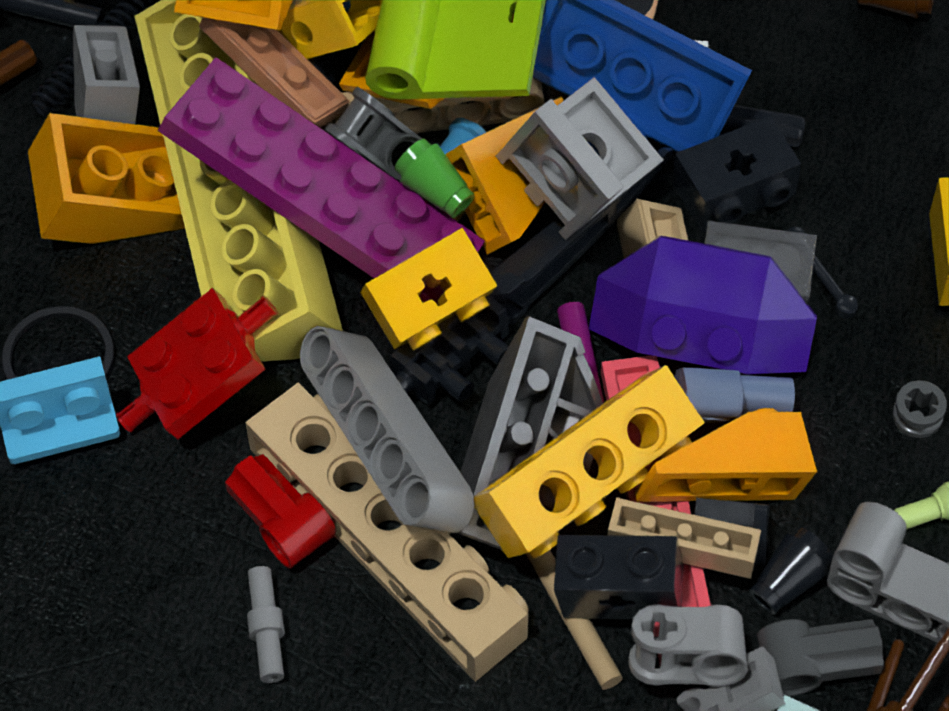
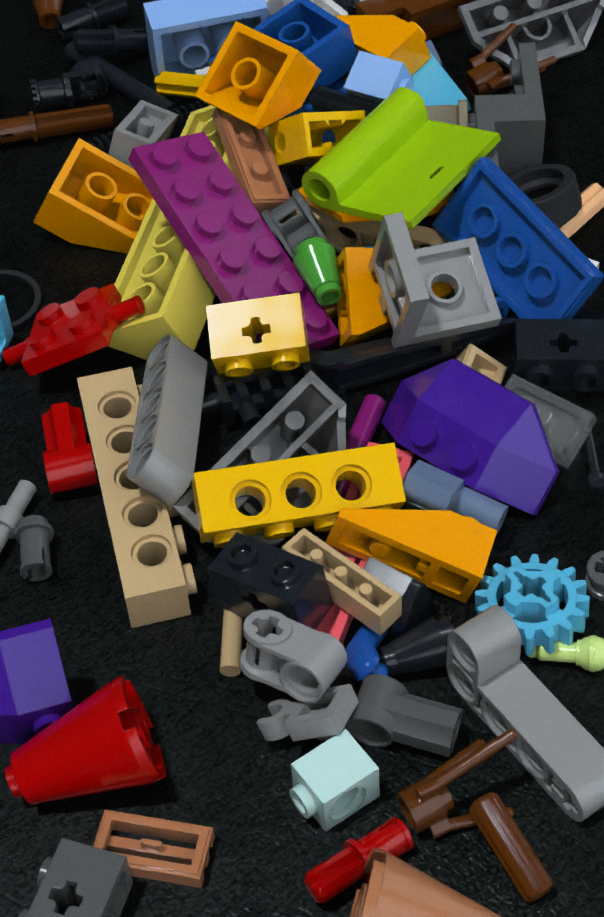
camera: 30 degrees right, 10 degrees down
(310, 627) = (34, 538): none -> dark grey pin
(730, 592) = (363, 656): none -> blue arm
(869, 470) = (533, 600): none -> medium azure gear

